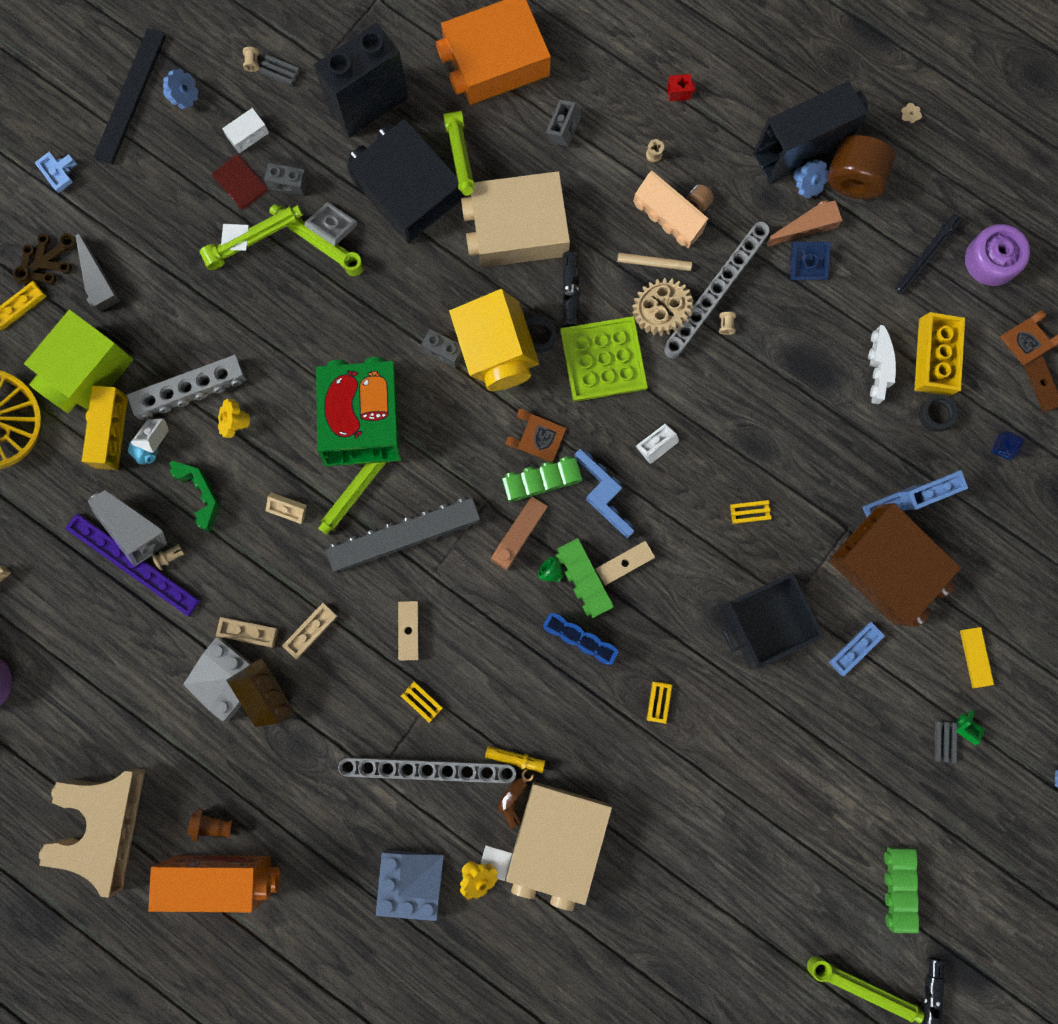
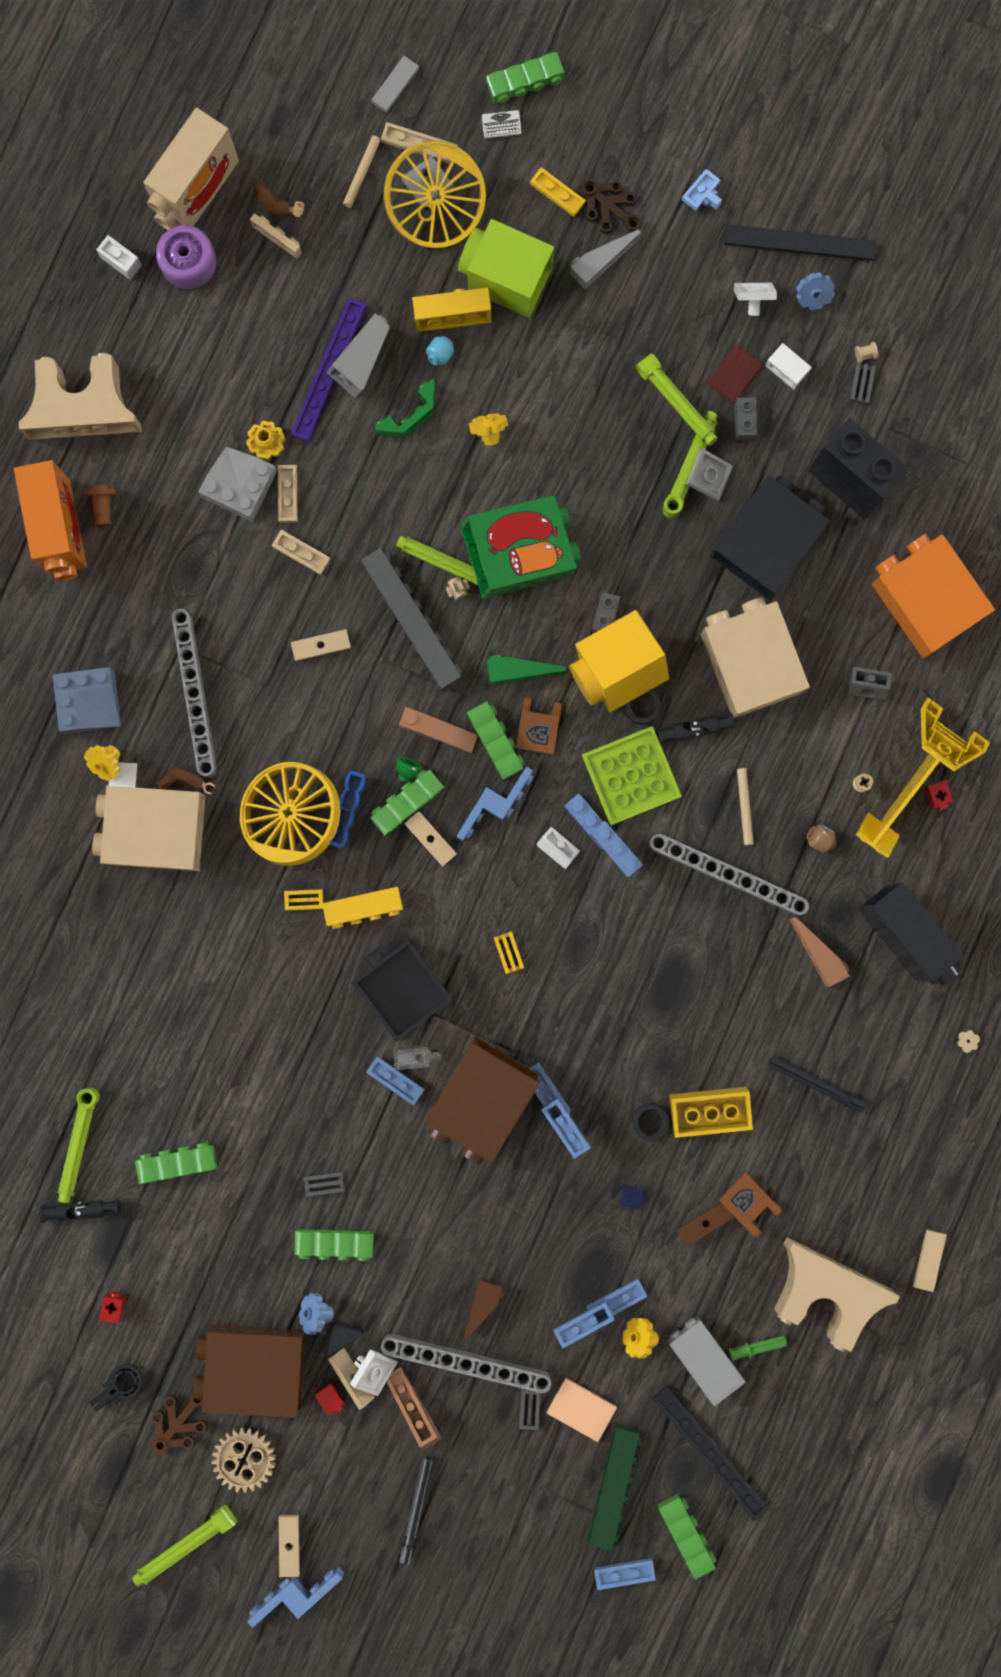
camera: 80 degrees right, 5 degrees up
(140, 399) = (488, 335): light grey brick -> none
(151, 434) = (455, 354): white slope -> none
(167, 143) = (754, 293): none -> white tile
(167, 556) = (342, 399): tan pin -> none
(195, 646) = (265, 449): none -> yellow plant
(232, 231) = (676, 380): white sticker -> none
(260, 695) = (229, 520): dark brown slope -> none
(286, 508) = (413, 501): tan plate -> none
(383, 483) = (458, 588): none -> tan gear
(427, 696) = (248, 687): yellow tile -> none
(455, 126) = (842, 573): lime piece -> none
(474, 452) = (512, 669): none -> green slope
(512, 758) = (221, 773): yellow pin -> none
(612, 717) = (283, 819): none -> yellow piece
(649, 317) = (682, 812): tan gear -> none
(656, 396) = (603, 835): none -> medium blue bracket
(664, 94) = (942, 747): none -> yellow piece
(670, 210) = (799, 810): light nougat slope -> none
(680, 643) = (363, 906): none -> yellow brick
(727, 323) = (696, 892): tan bush -> none
(809, 260) = (781, 963): dark blue slope -> none
(811, 178) = (868, 948): medium blue plant -> none
(838, 625) = (406, 1057): none -> clear torso
(861, 167) = (887, 994): reddish brown piece -> none
(882, 357) = (694, 1056): white slope -> none
(969, 729) = (341, 1203): green bracket -> none
(976, 657) = (412, 1201): yellow tile -> none
(997, 255) = (813, 1151): medium lavender wheel -> none
(1007, 744) = (334, 1243): none -> bright green brick
(1045, 990) = (107, 1313): none -> red brick

